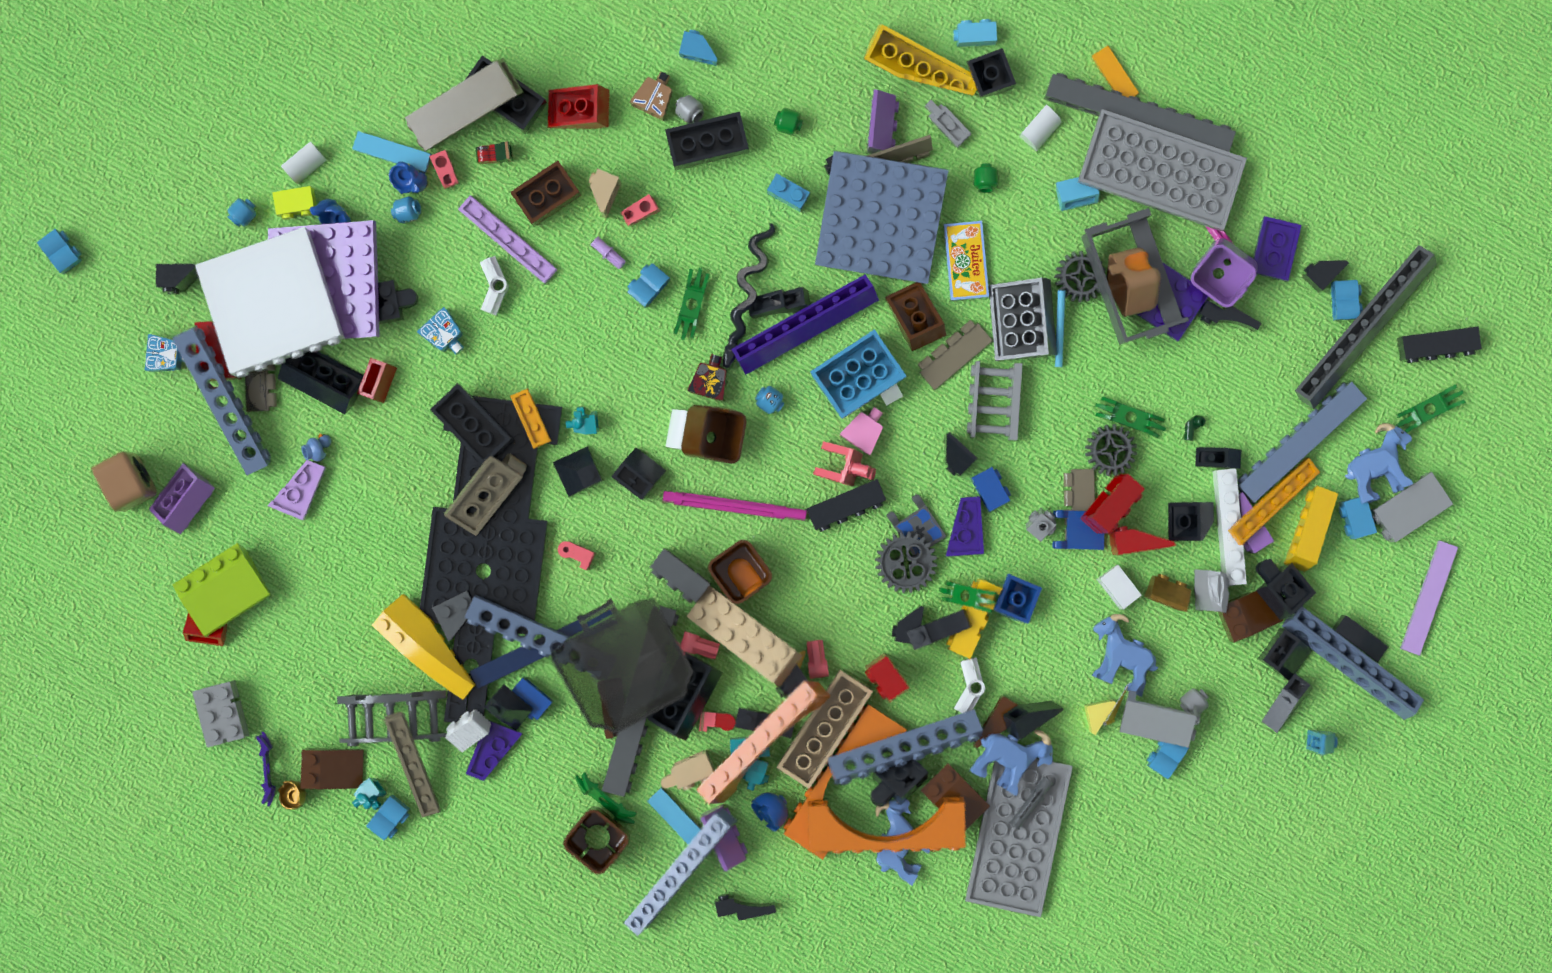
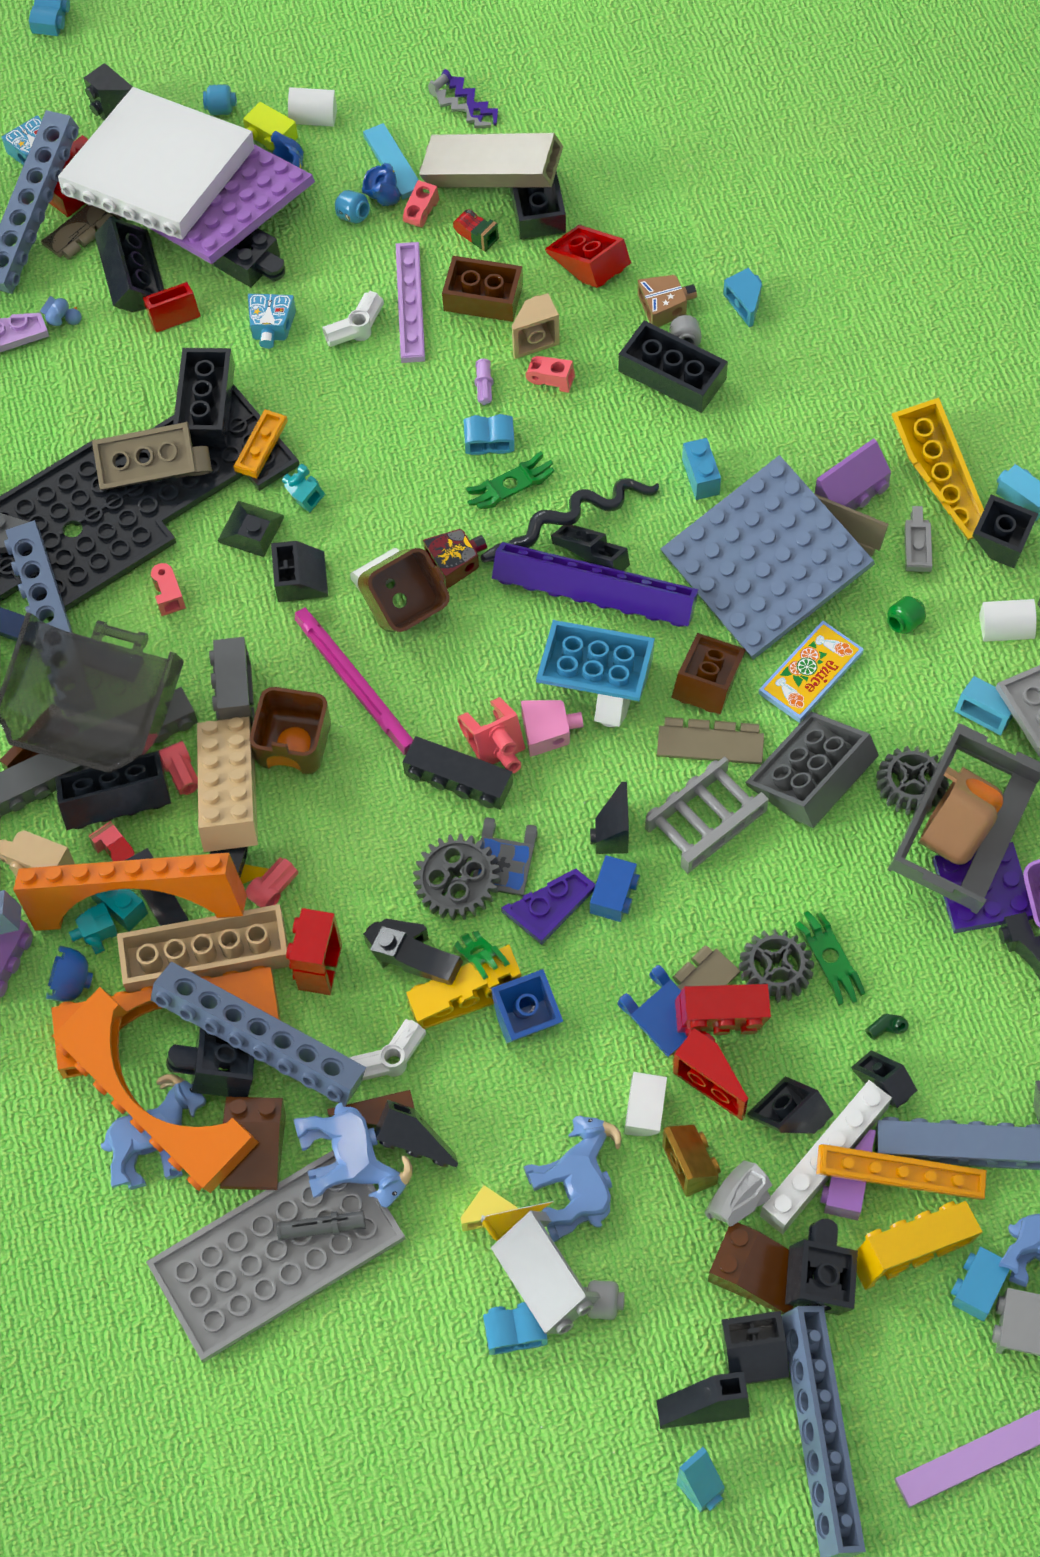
camera: 50 degrees right, 25 degrees down
(370, 57) = (469, 107): none -> piece
(769, 399) = (489, 618): dark azure head -> none
(788, 121) = (765, 414): green head -> none
(1041, 524) = (629, 965): light grey brick -> none
(1060, 328) = (841, 806): medium azure bar -> none
(1360, 638) = (858, 1417): black slope -> none

